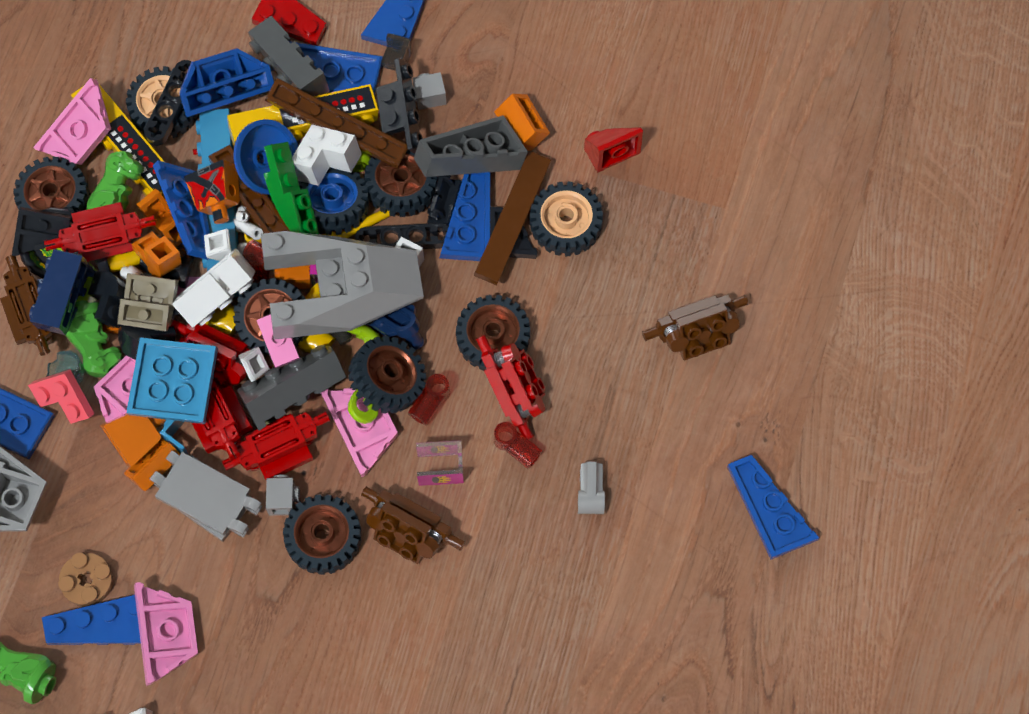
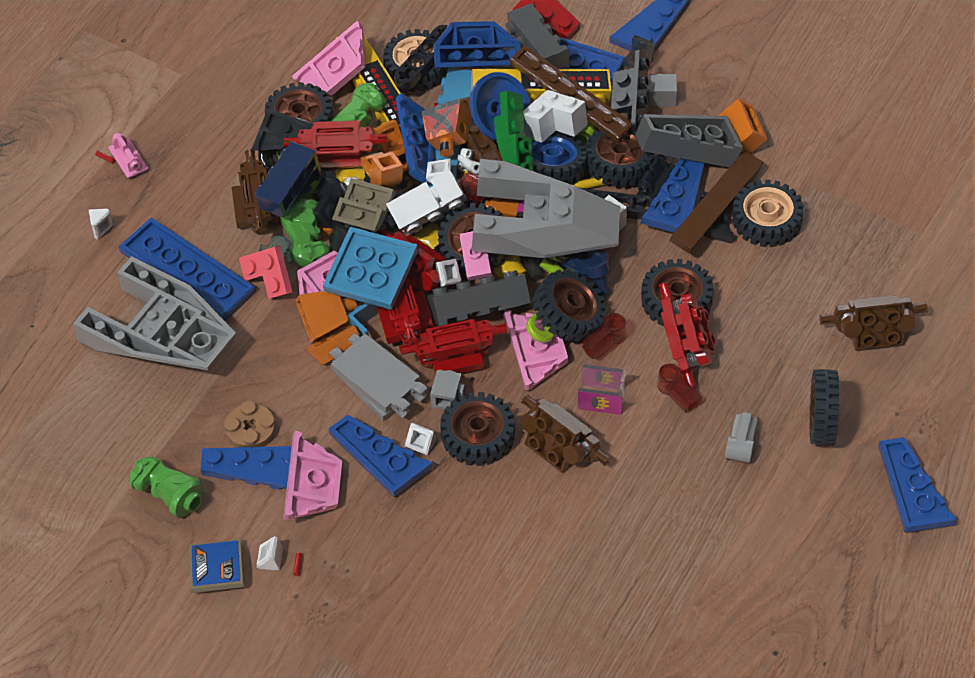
camera: 15 degrees right, 15 degrees down
(235, 590) = (384, 460): none -> blue wing
(266, 558) = (420, 439): none -> white slope
(612, 146) = (826, 161): red slope -> none
(668, 444) = (824, 407): none -> black wheel

